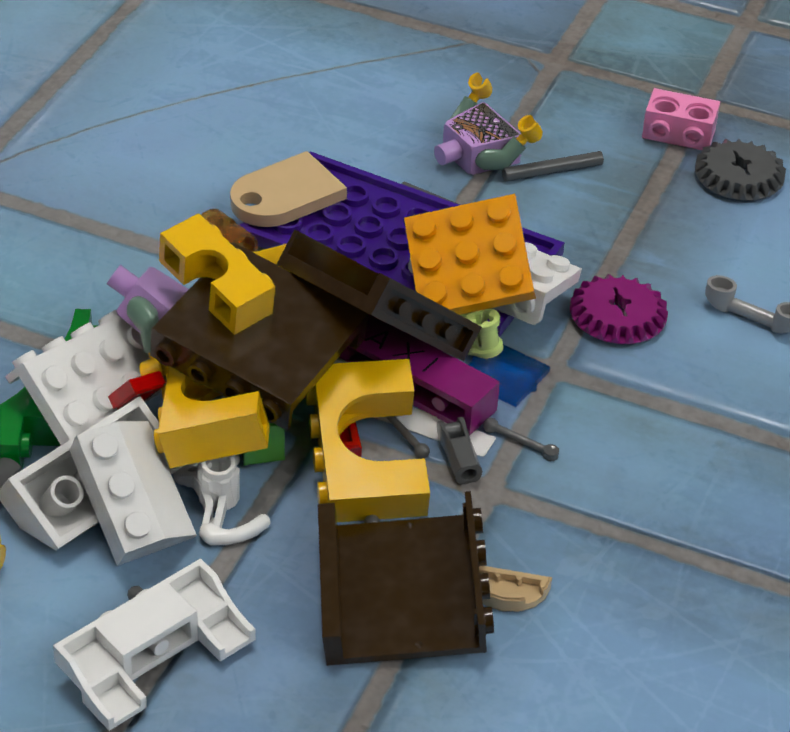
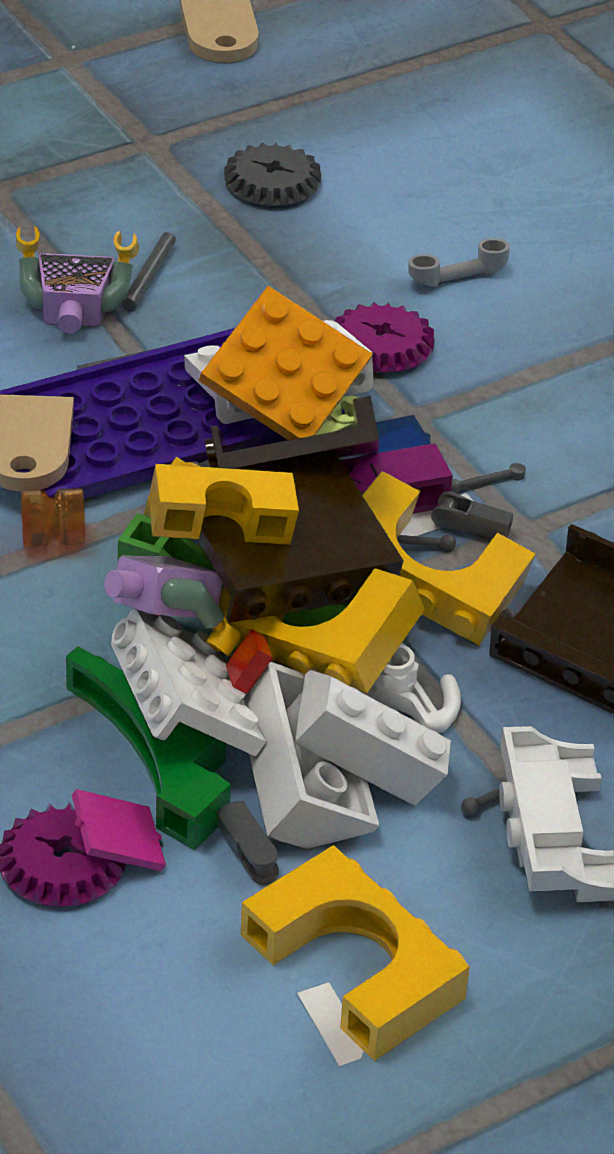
camera: 55 degrees left, 0 degrees up
(680, 119) = (177, 165): bright pink brick -> none

